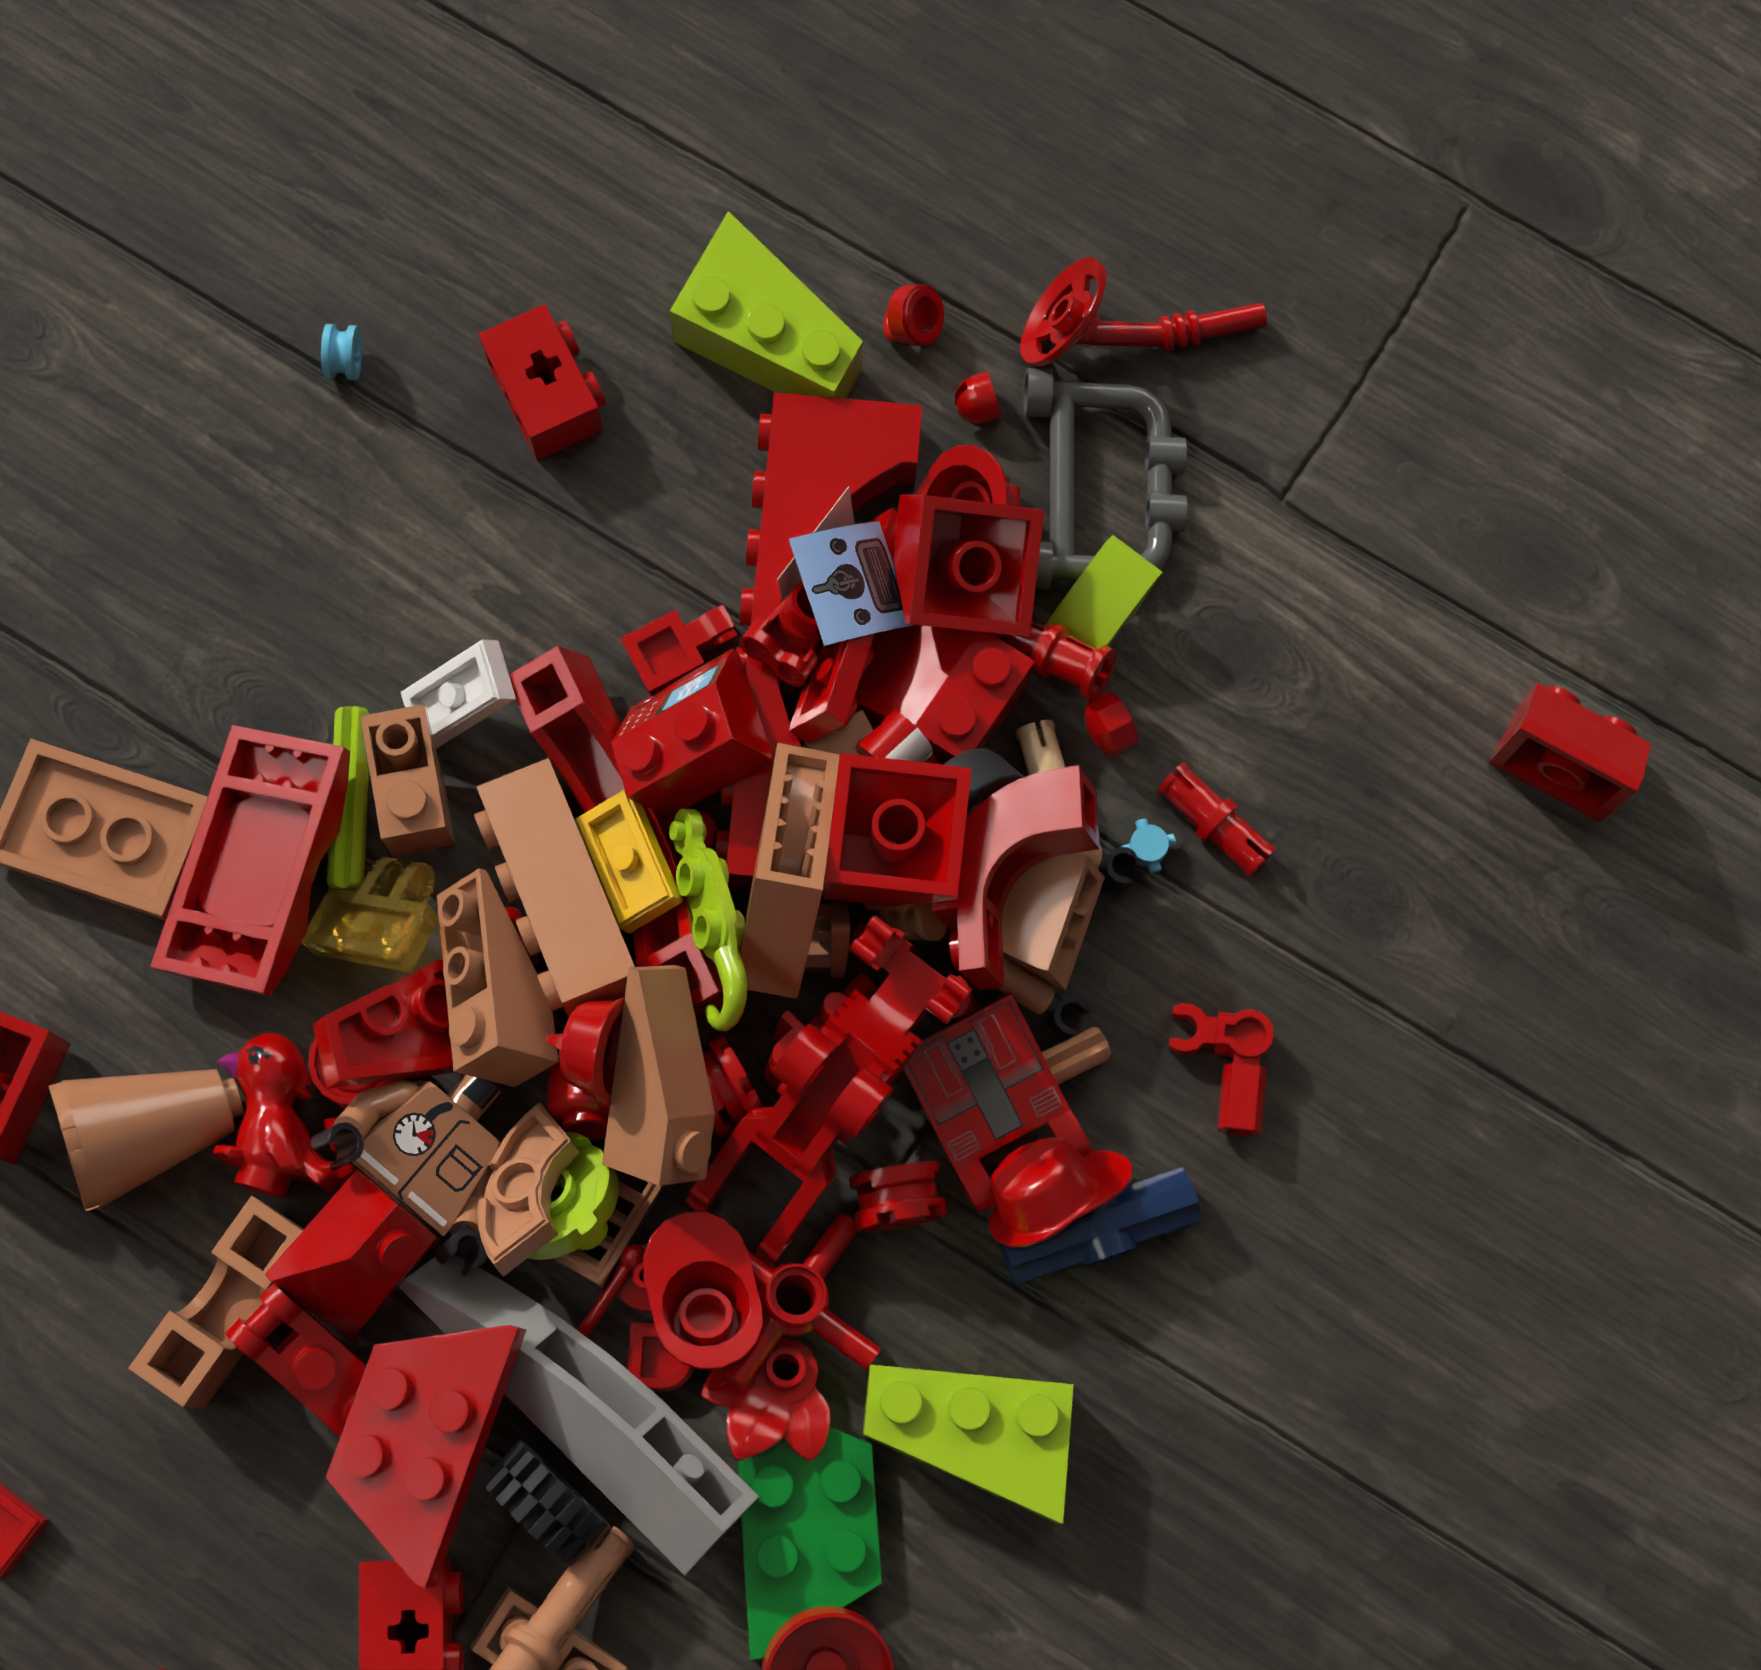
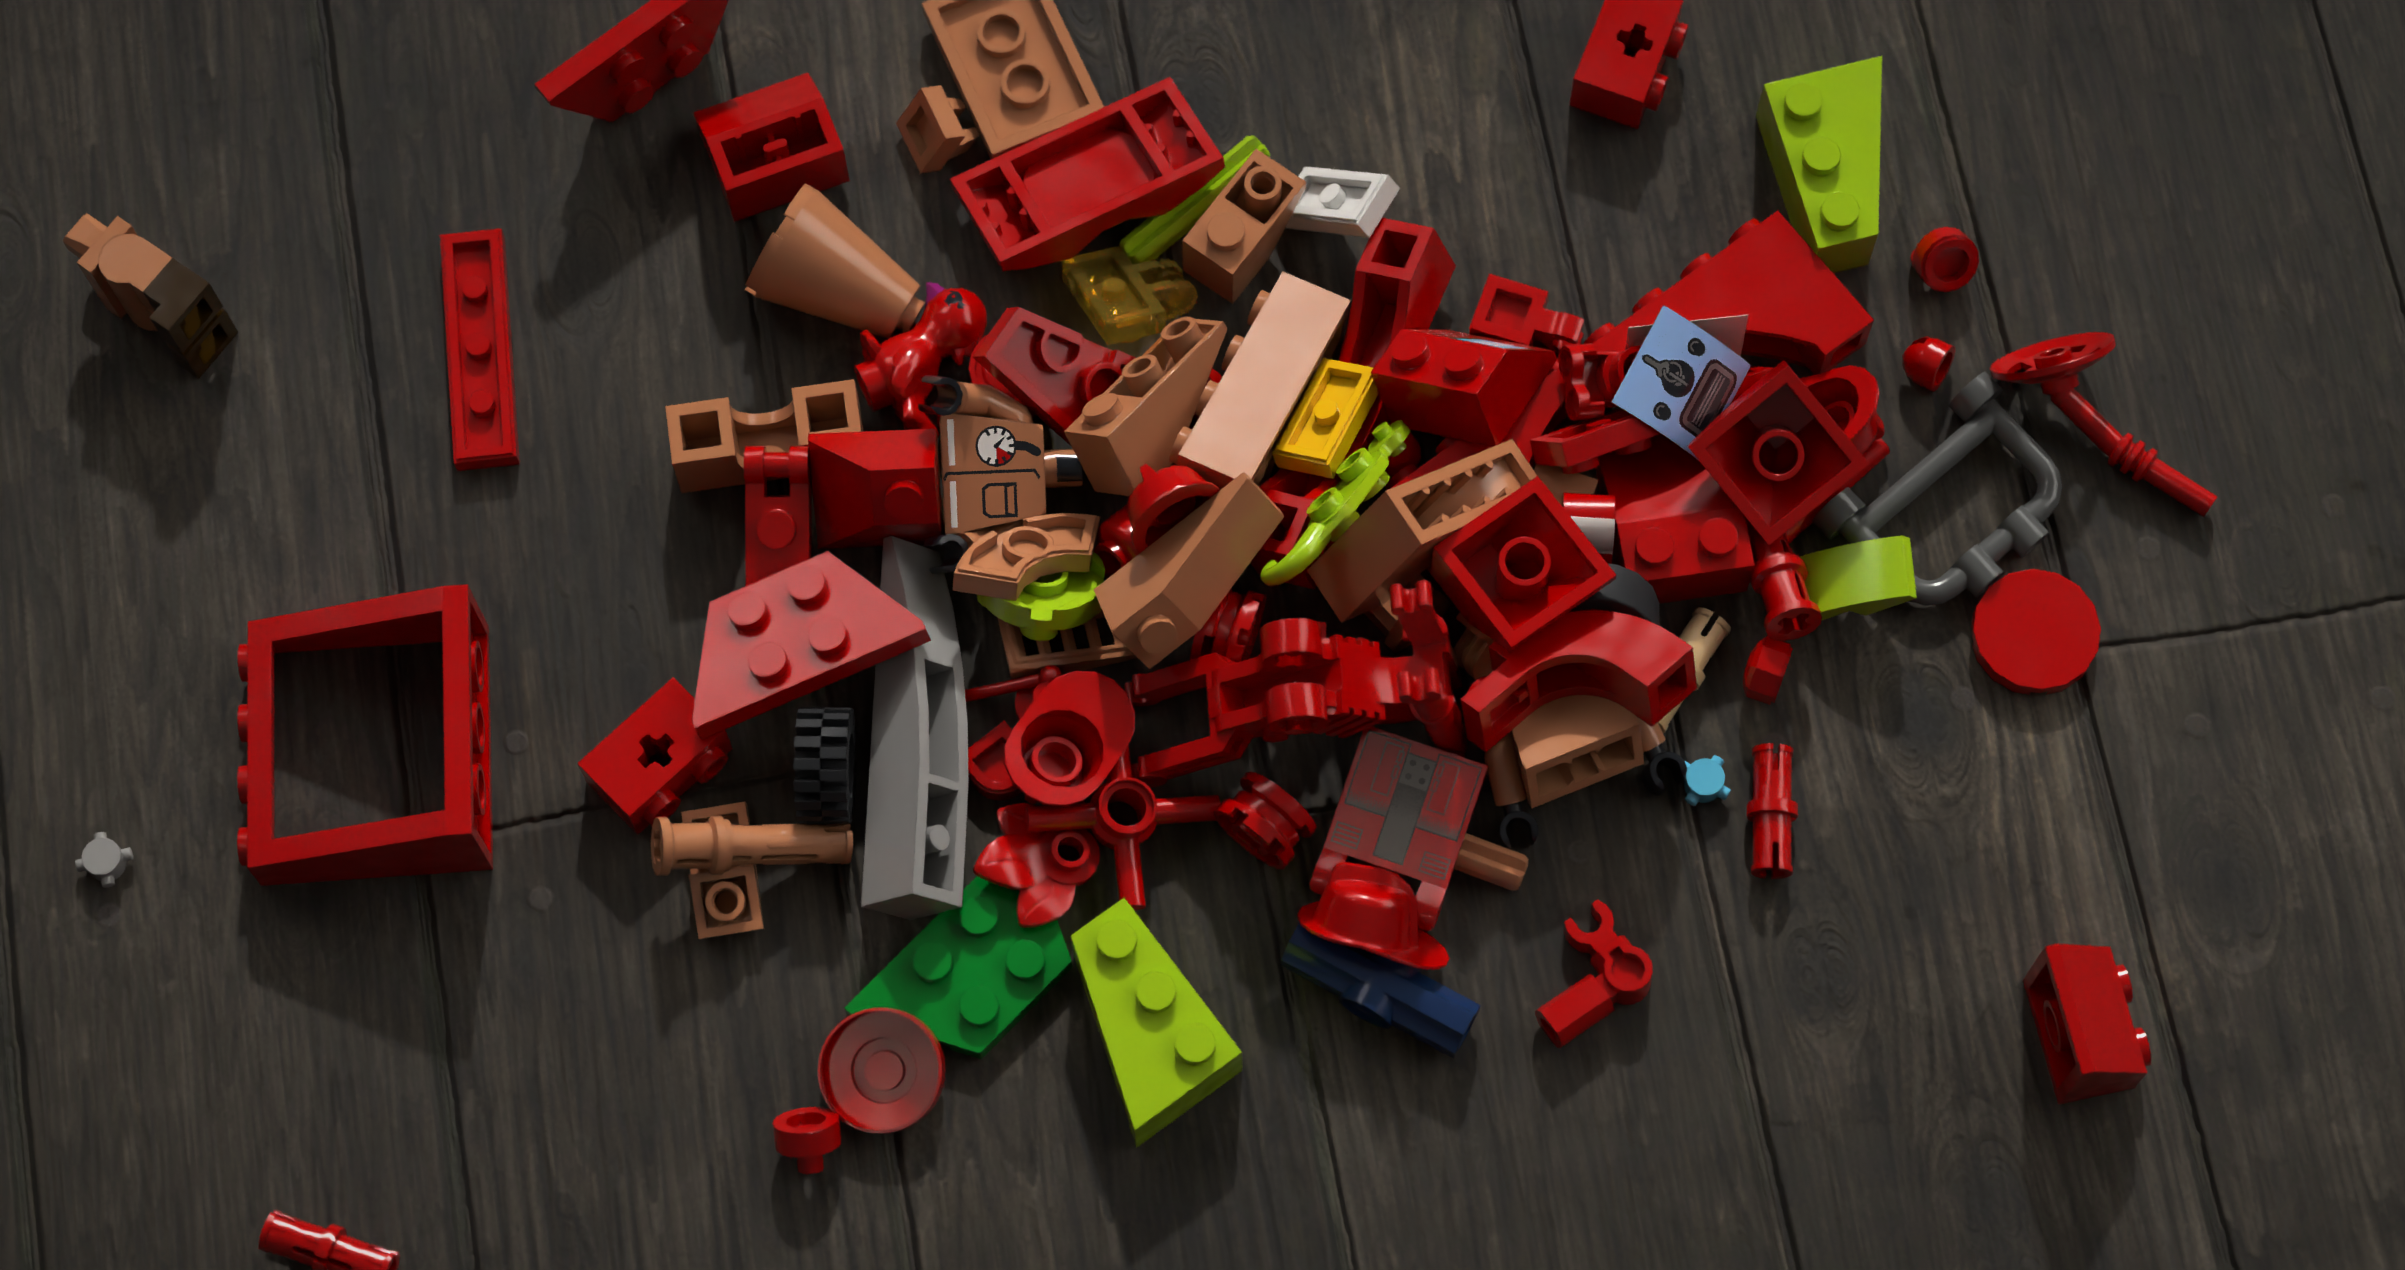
camera: 55 degrees right, 5 degrees down
(95, 941) = (933, 129): none -> nougat tile
(1246, 516) = (2035, 632): none -> red tile

